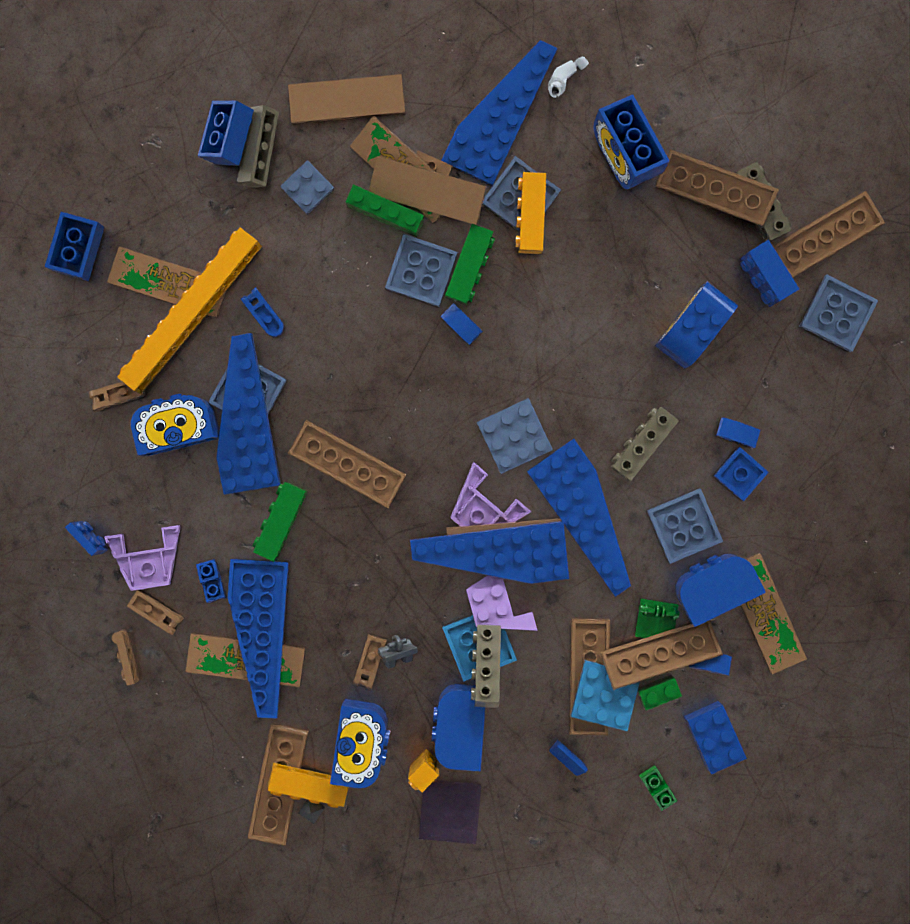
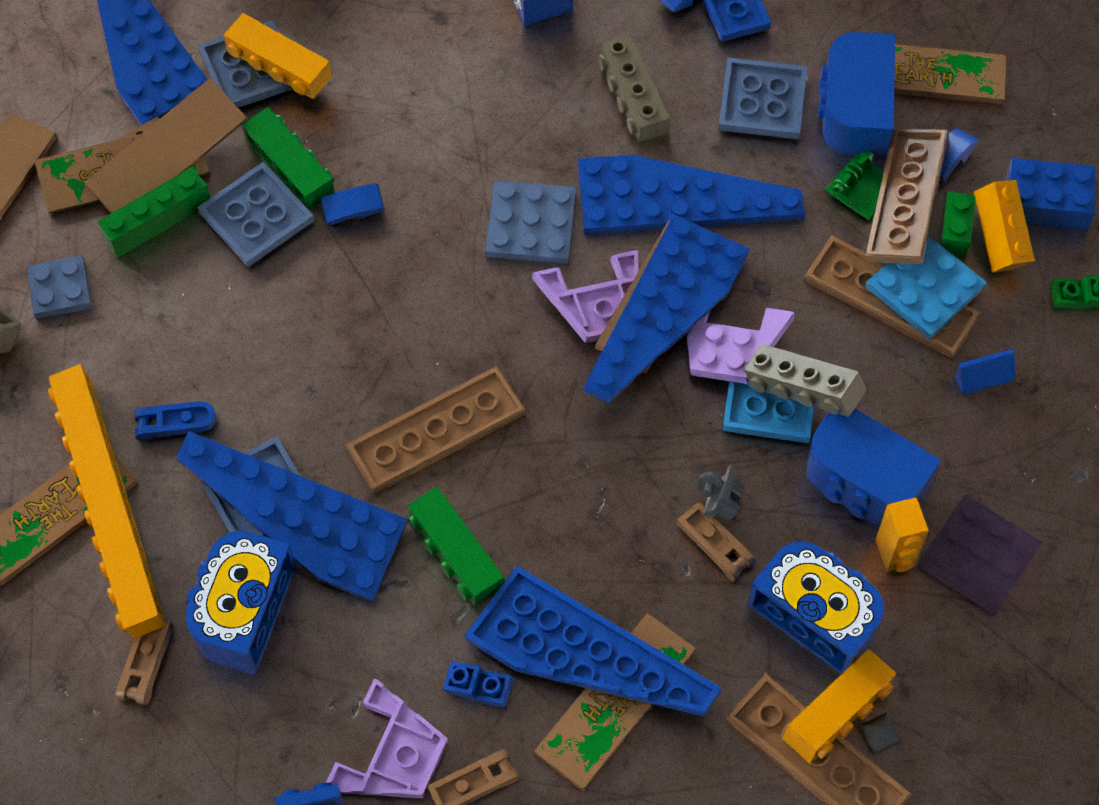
camera: 55 degrees left, 25 degrees down
(670, 724) = (1004, 226): none -> light orange brick

